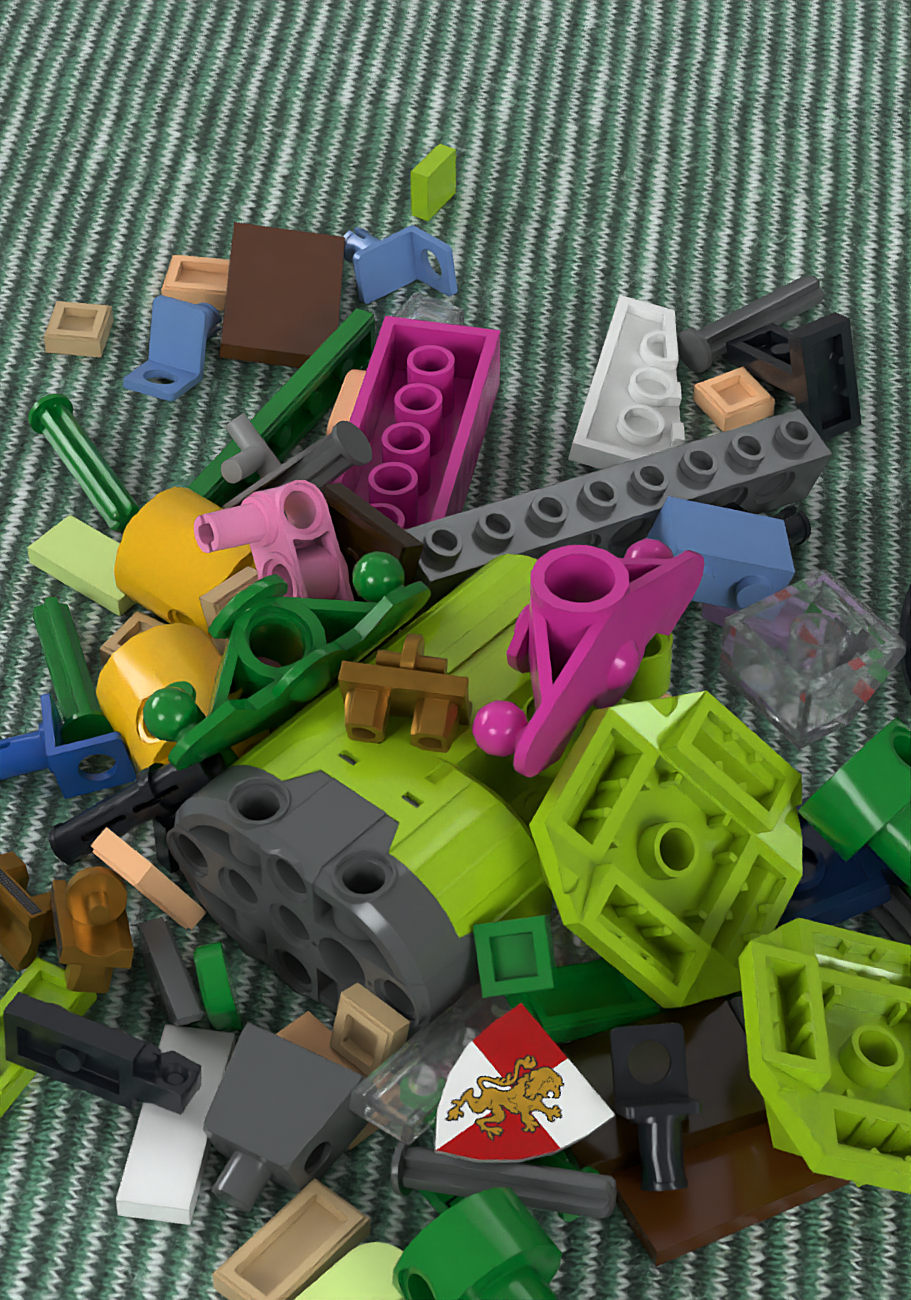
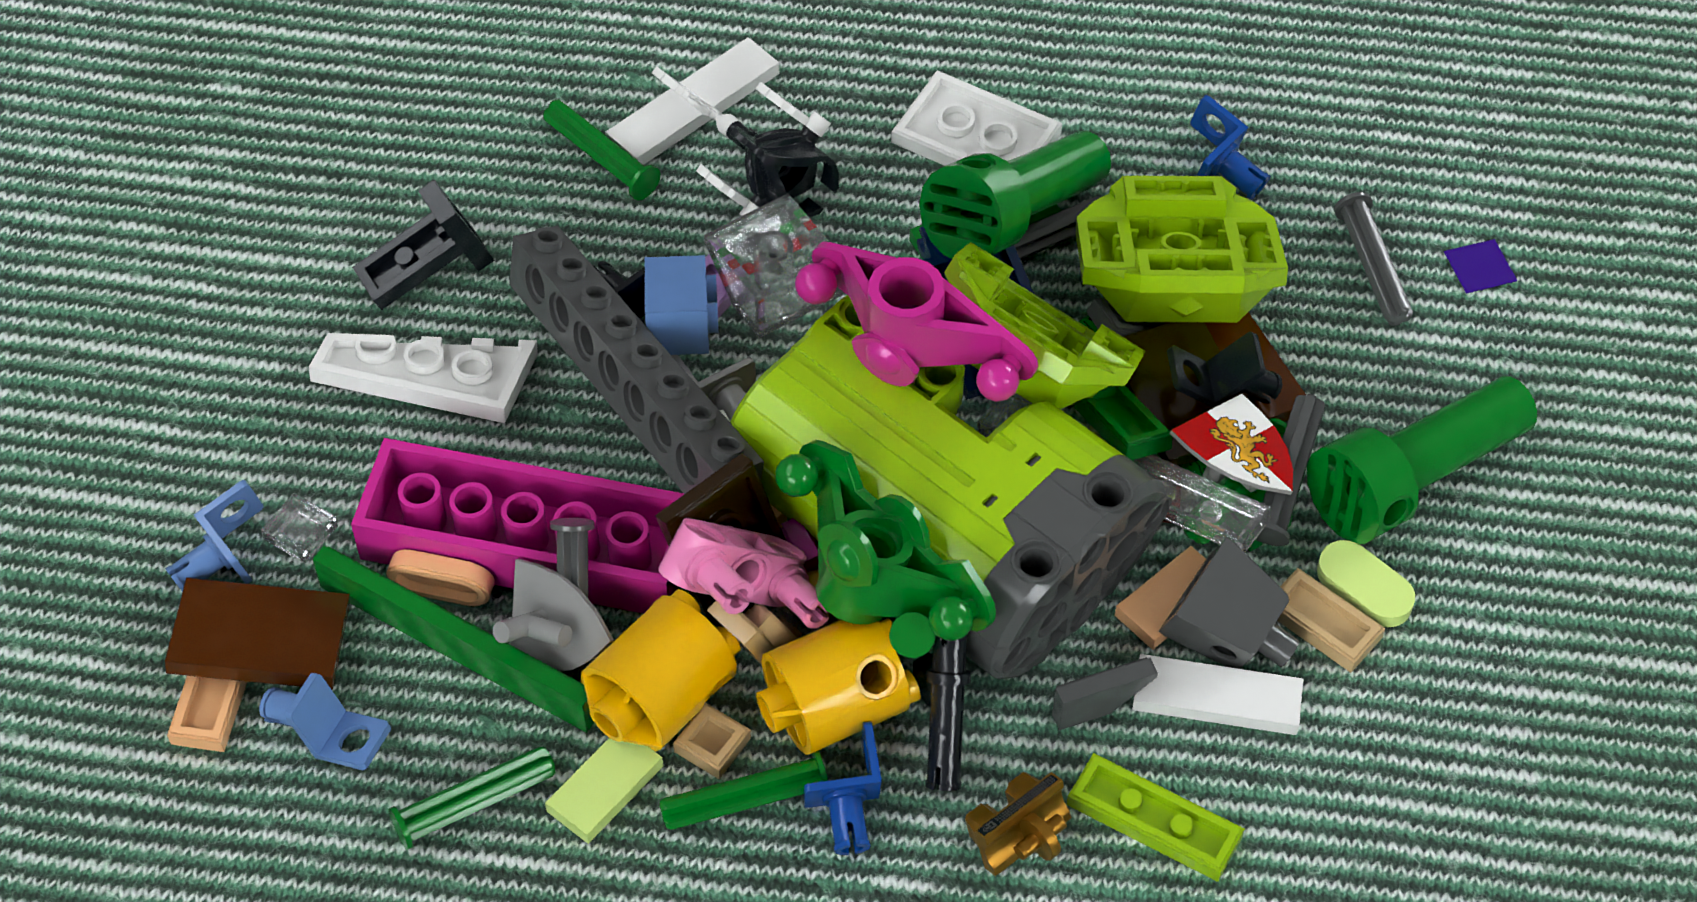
camera: 90 degrees left, 10 degrees up
(78, 329) = (261, 818): tan tile -> none
(91, 928) = (1062, 740): pearl gold hips -> none
(96, 1057) = (1191, 726): black hinge -> none
(147, 879) = (1017, 699): light nougat tile -> none
(217, 987) = (1122, 644): green tile -> none
(367, 1029) = (1159, 551): tan tile -> none
(406, 687) = (946, 443): pearl gold hips -> none
(433, 182) = (100, 511): lime tile -> none
(515, 956) = (1130, 429): green tile -> none
(701, 346) = (340, 285): dark grey axle -> none
(733, 399) = (433, 308): light nougat tile -> none

